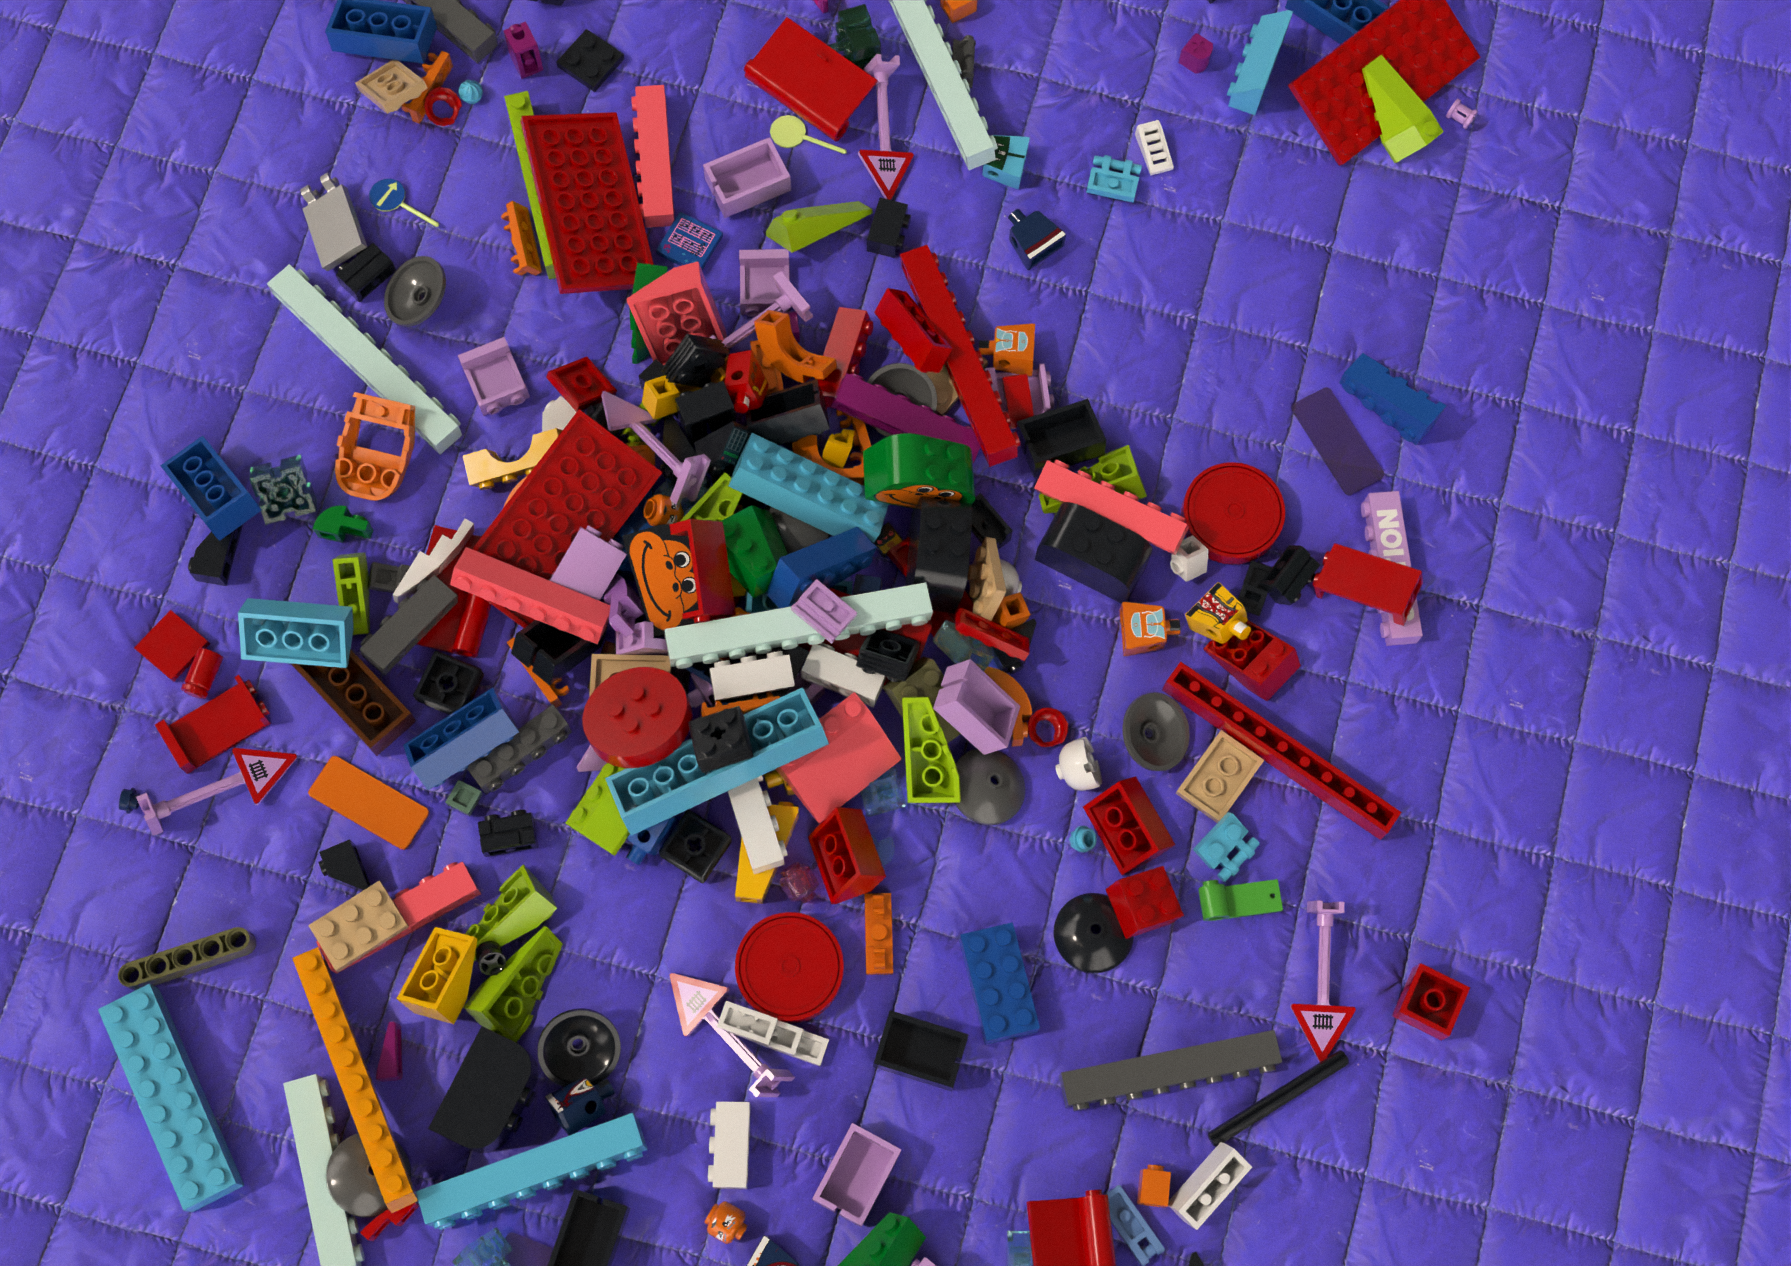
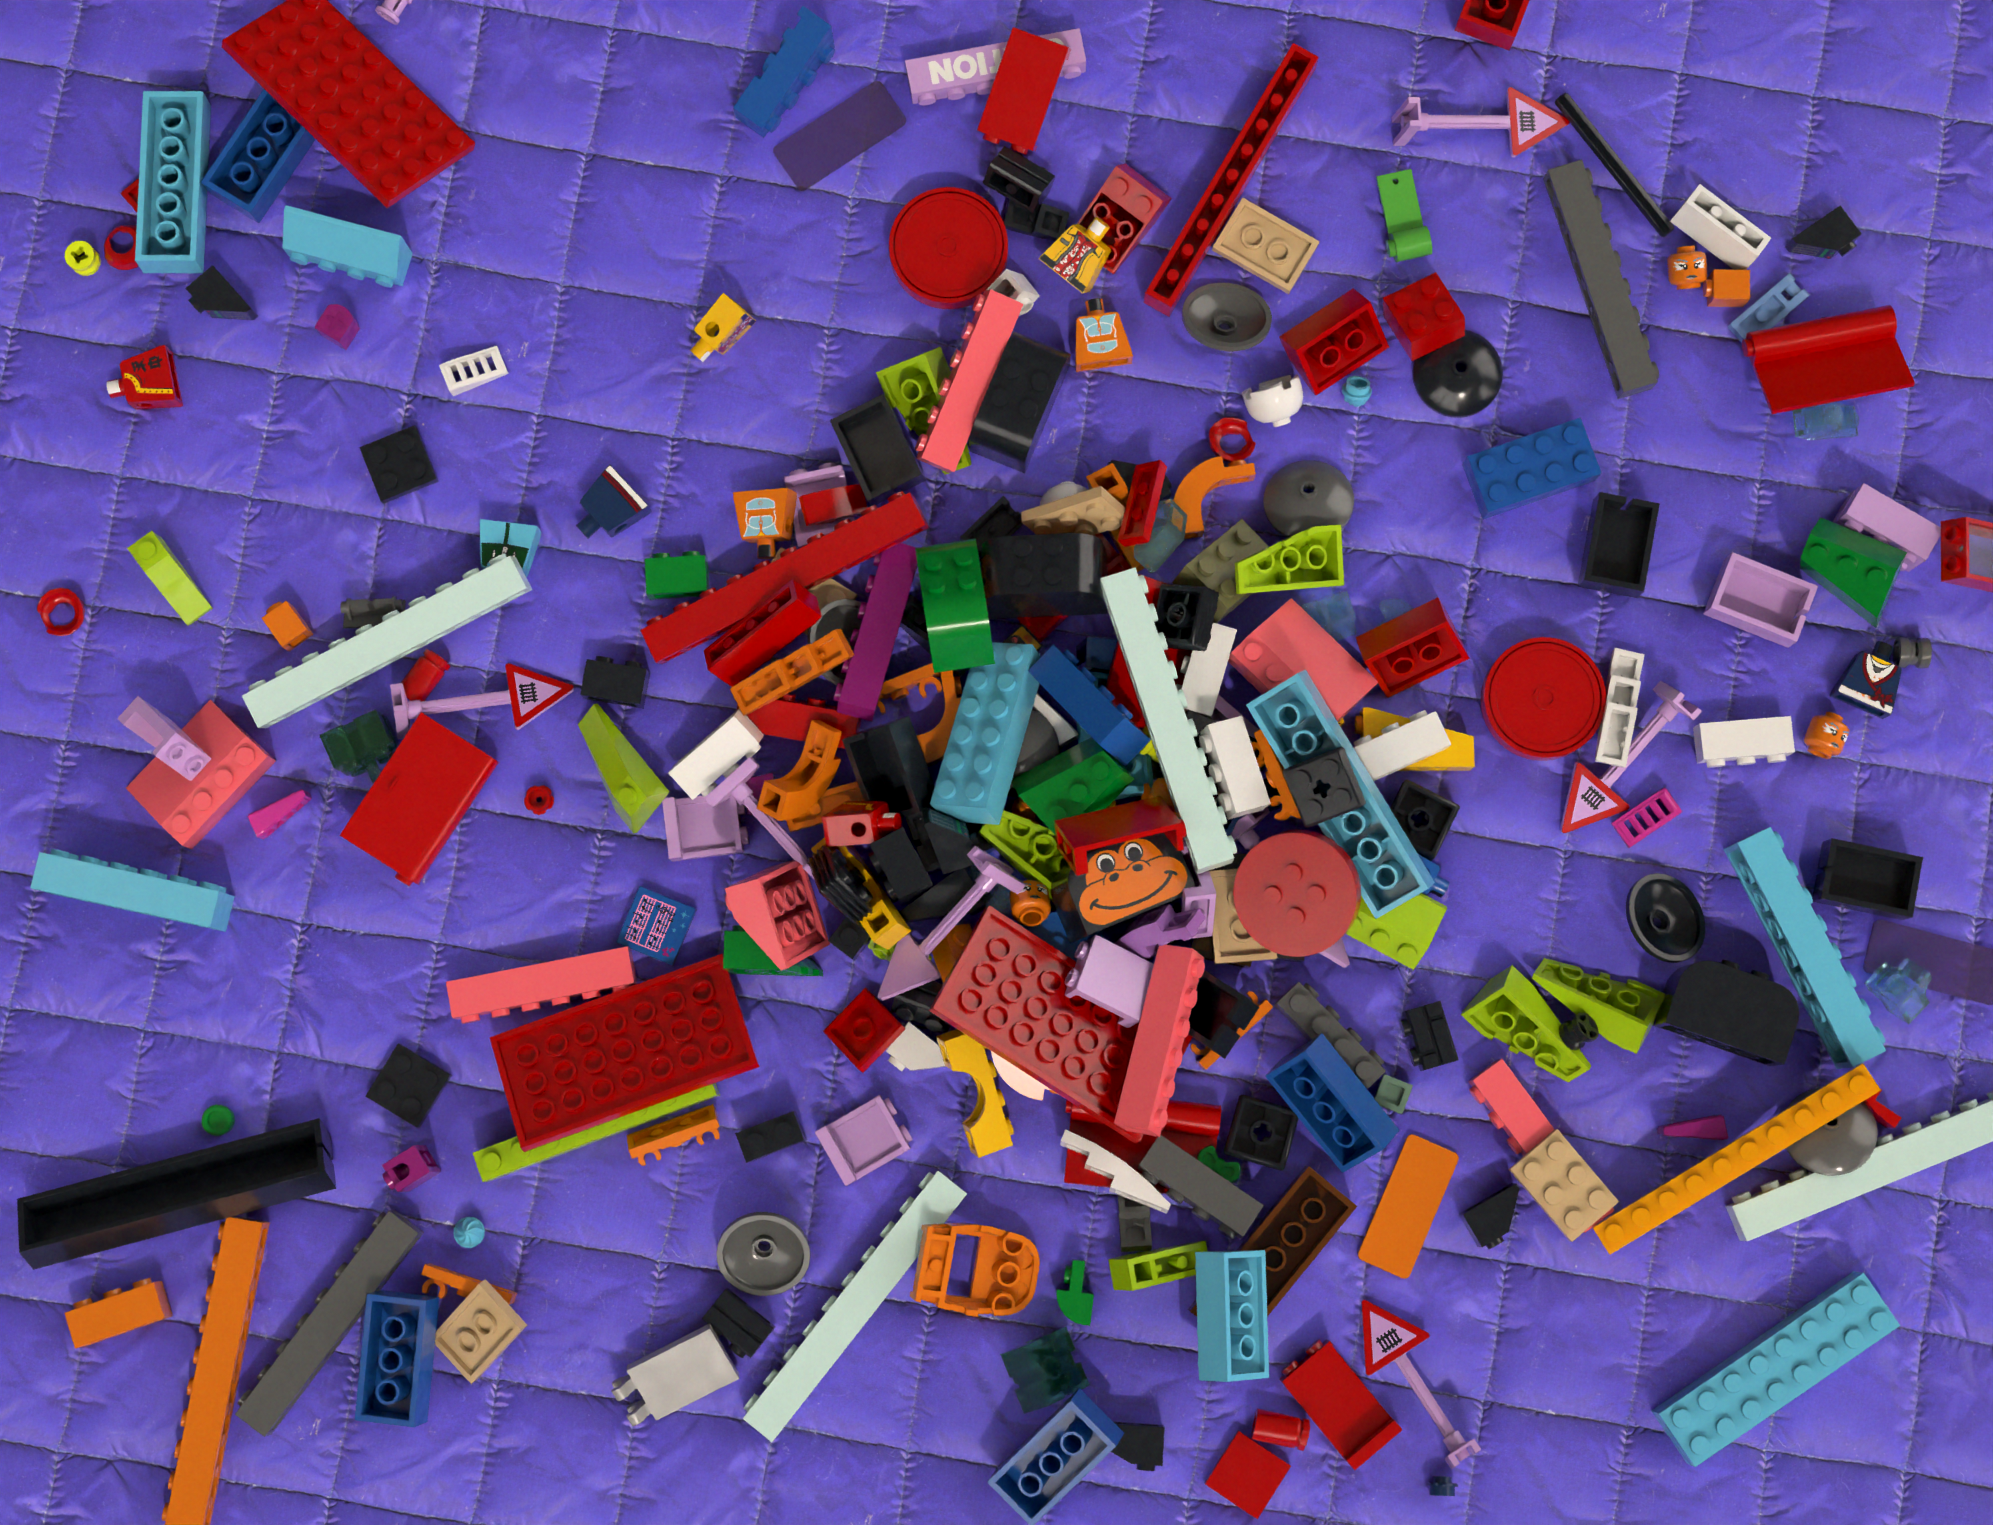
camera: 90 degrees left, 10 degrees up
(174, 958) = (1629, 1391): olive beam -> none
(389, 195) = (625, 1314): blue piece -> none
(432, 641) = (1228, 1170): none -> green piece
(440, 976) = (1605, 1083): yellow slope -> none
(449, 97) = (485, 1251): red piece -> none
(507, 307) = (770, 1136): none -> black brick
(579, 1104) = (1726, 909): dark blue torso -> none
(683, 1068) = (1668, 802): none -> dark pink slope
(747, 177) = (565, 861): lavender piece -> none
(790, 131) = (488, 821): yellowish green piece -> none
(799, 882) = (1445, 697): clear pink head -> none
(801, 161) = (539, 807): none -> red plate
(819, 291) = (717, 755): none -> white brick
(824, 611) = (1156, 687): lavender plate -> none
(838, 448) = (919, 708): yellow brick -> none
(877, 346) = (792, 671): none -> orange slope
(878, 934) = (1490, 606): orange plate -> none
(908, 92) = (424, 676): none -> red piece
(970, 280) = (676, 576): none -> green brick
(977, 707) = (1234, 511): lavender piece -> none
(1082, 90) = (398, 464): none -> black plate
(1111, 183) = (527, 419): medium azure plate -> none
(1175, 1151) = (1687, 268): none -> orange head
(1176, 330) = (730, 321): none -> yellow torso
(1219, 843) = (1341, 238): medium azure plate -> none
(1401, 114) = (411, 72): lime wedge -> none

